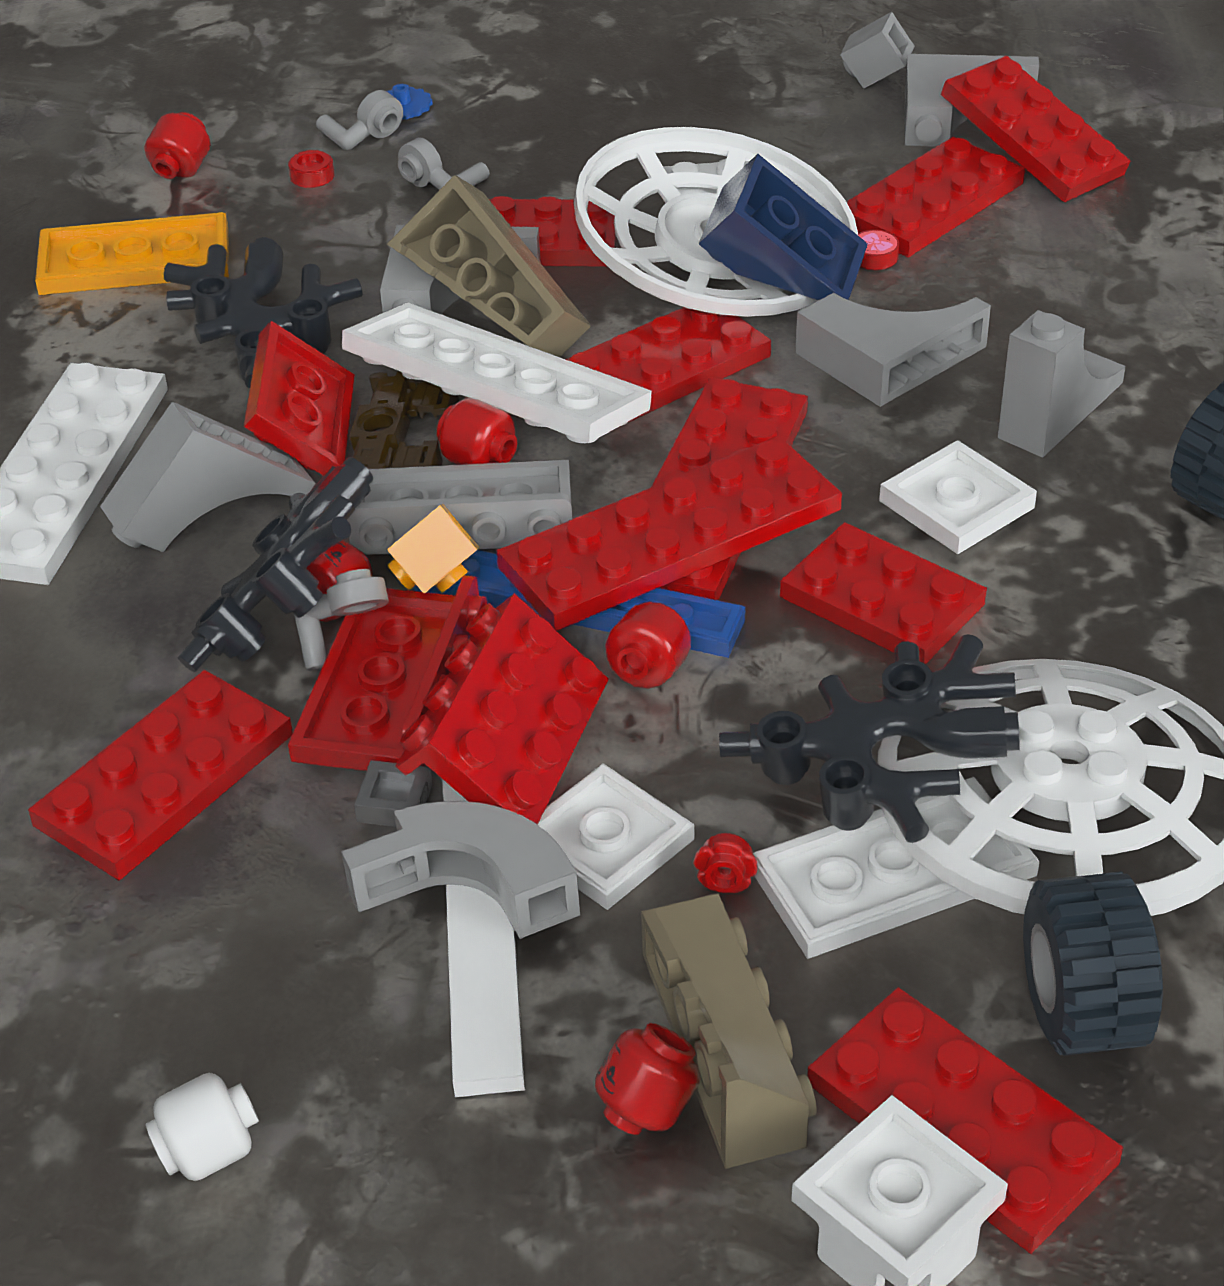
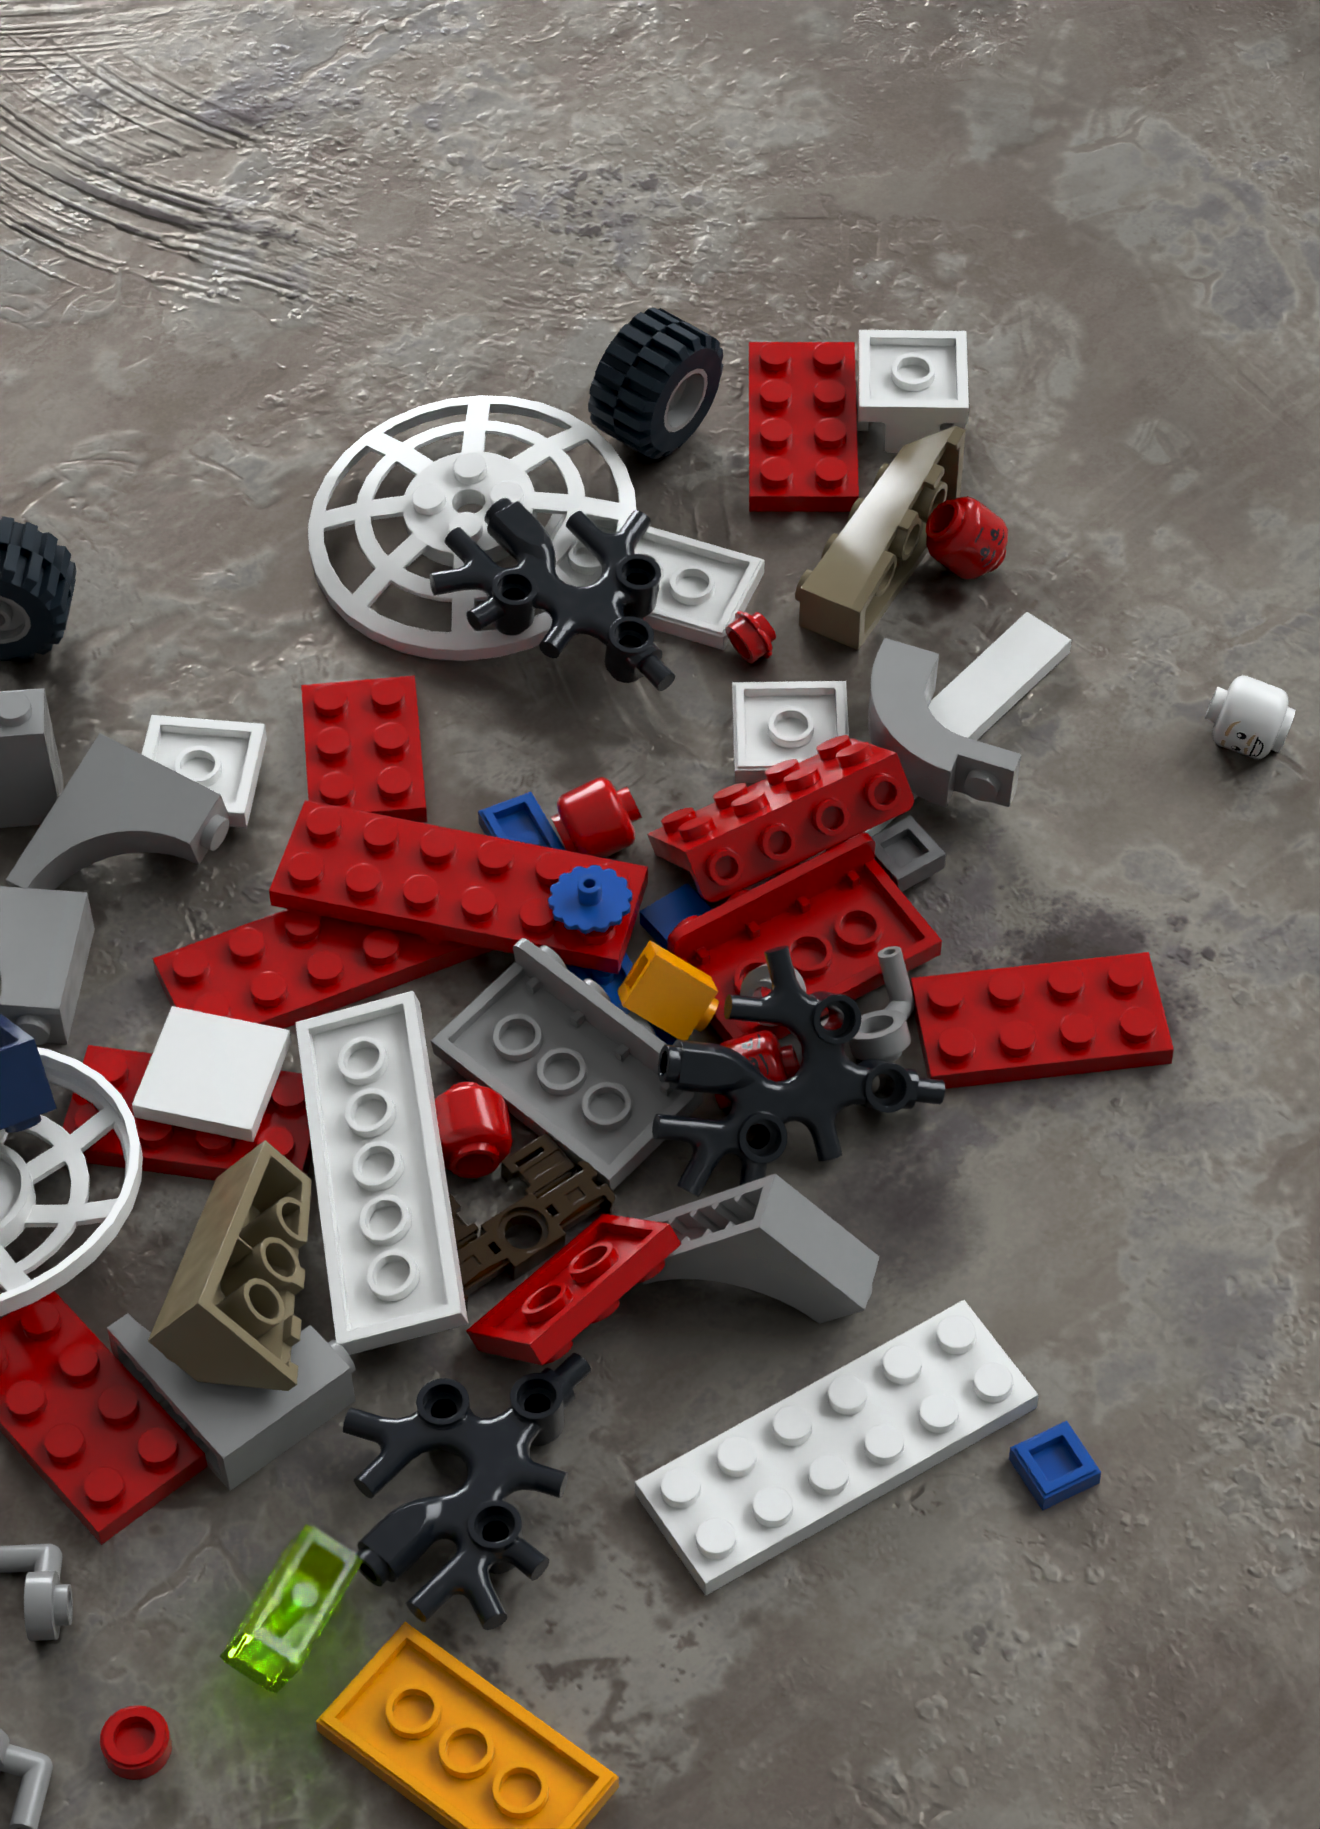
camera: 135 degrees left, 10 degrees up
(273, 666) = (886, 1031): none -> light grey plate
(283, 213) = (291, 1609): none -> clear neon green brick
(554, 548) = (590, 899): none -> blue piece
(665, 350) = (212, 1074): none -> white tile
(935, 418) = (119, 807): none -> light grey arch

